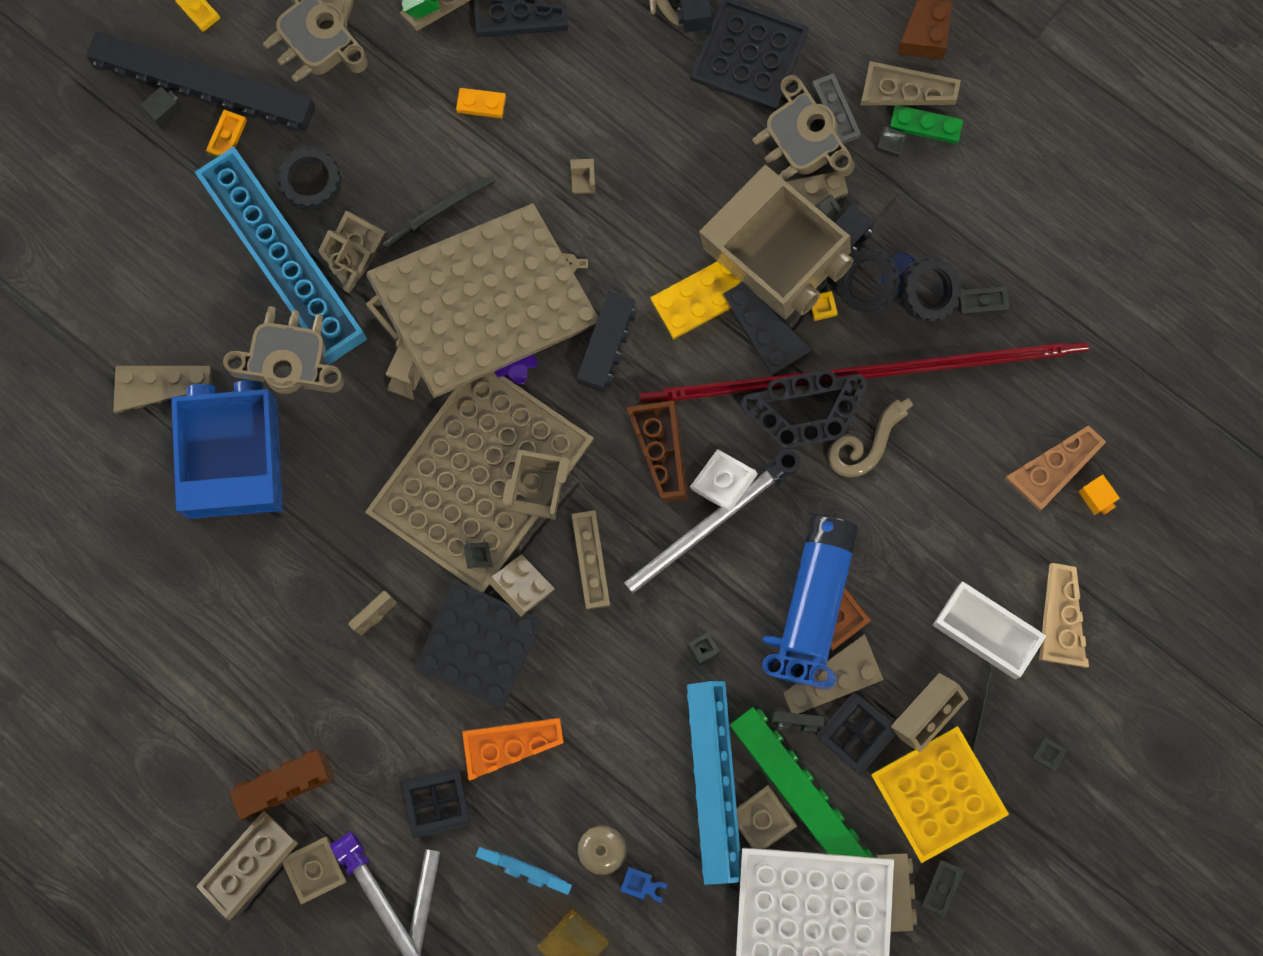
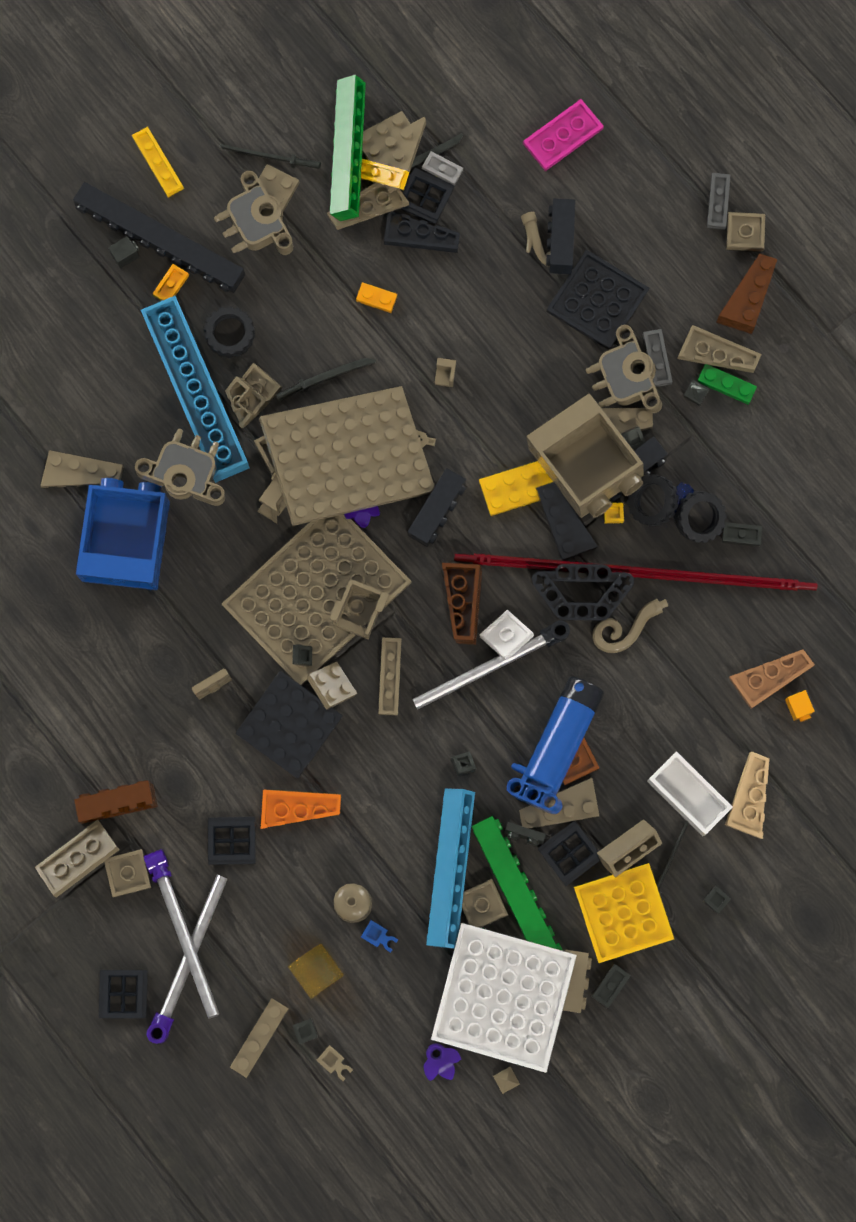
camera: 10 degrees right, 0 degrees up
(516, 867) = (283, 902): dark azure wing -> none

